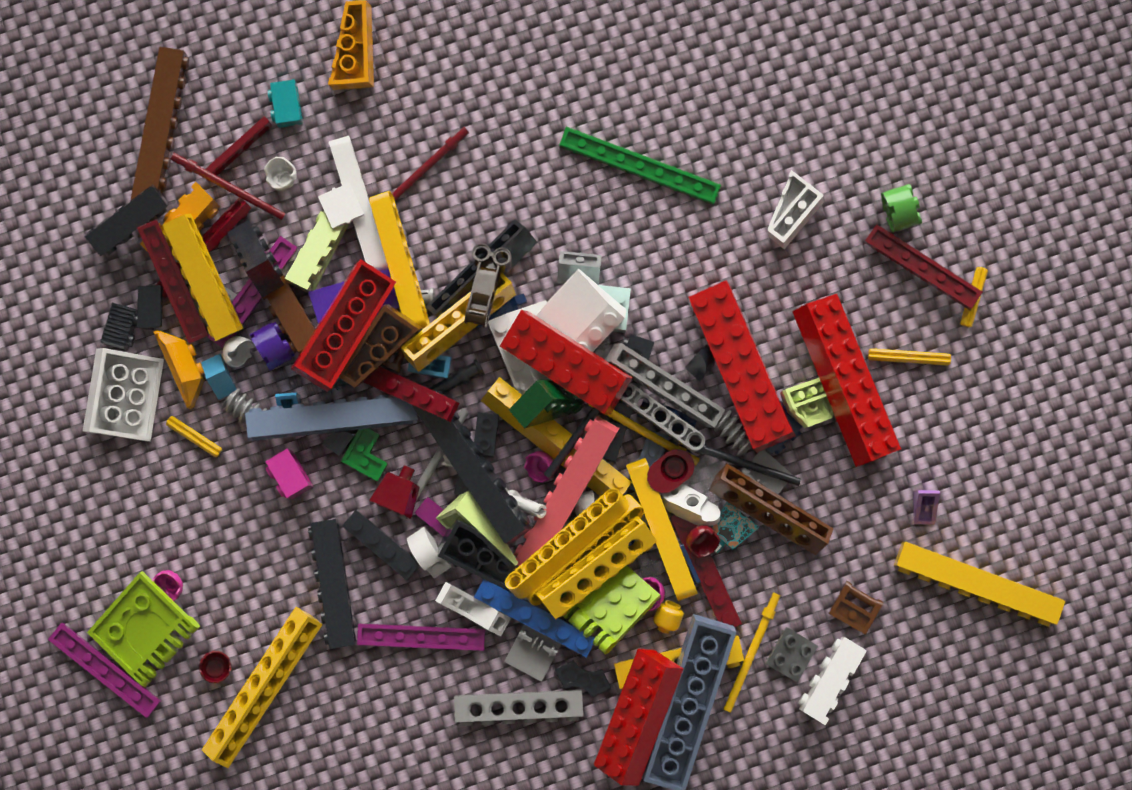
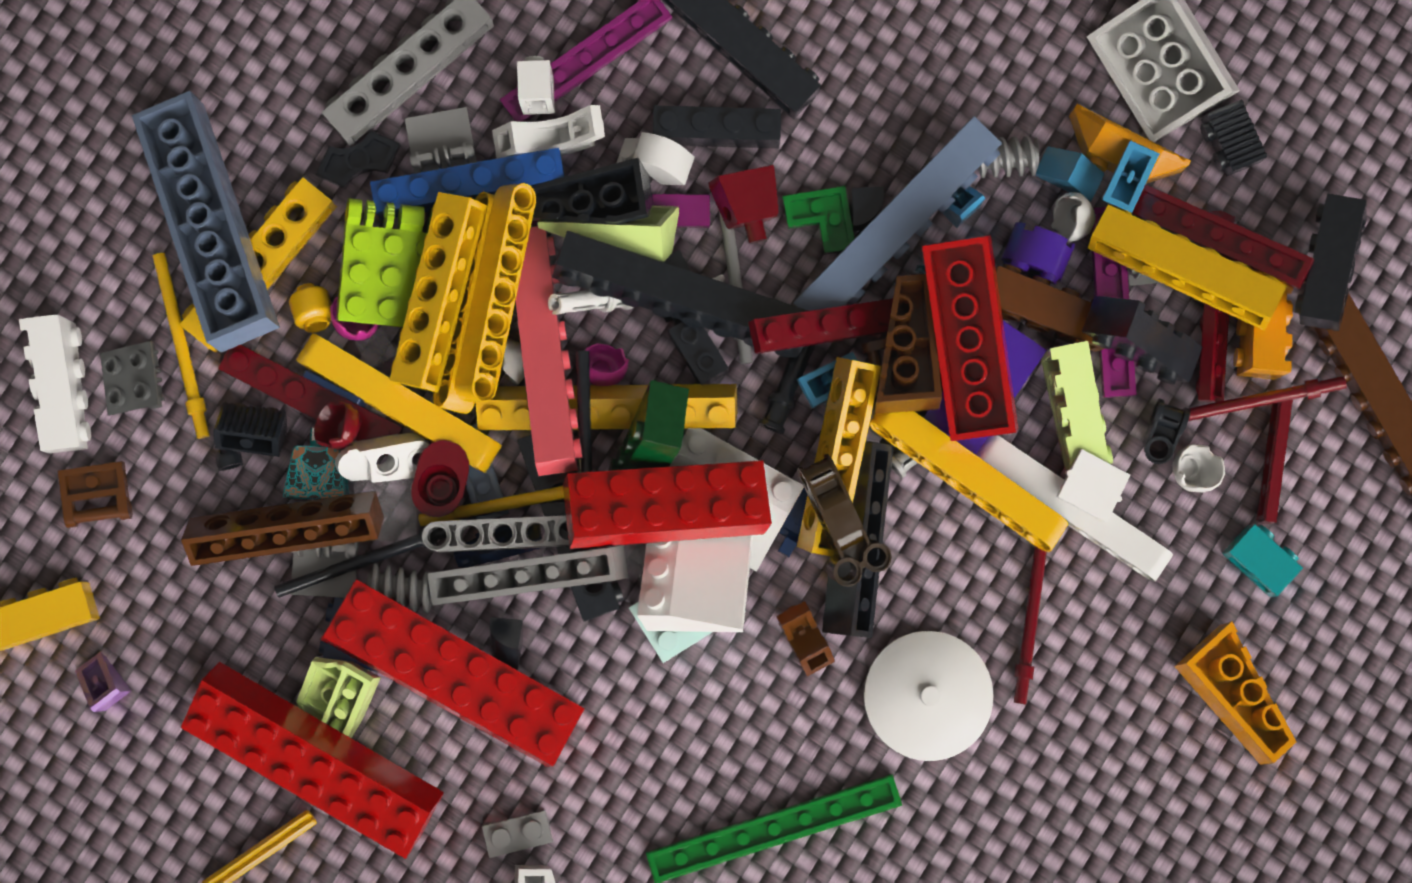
camera: 135 degrees right, 0 degrees up
(149, 307) = (1219, 186): black panel -> none
(193, 345) = (1130, 176): none -> dark azure slope
(193, 436) = (1040, 81): yellow axle -> none
(278, 206) = (1167, 425): none -> black piece
(289, 474) = (892, 119): dark pink brick -> none
(459, 637) = (535, 86): none -> white brick
(509, 170) = (928, 695): none -> white dish
(548, 245) = (805, 638): none -> reddish brown brick
(570, 262) = (746, 649): flat silver panel -> none
(638, 717) = (251, 157): red brick -> none
(749, 576) = (250, 429): none -> black brick
(771, 264) = (517, 833): none -> light grey plate
(772, 571) = (228, 459): none -> black hinge

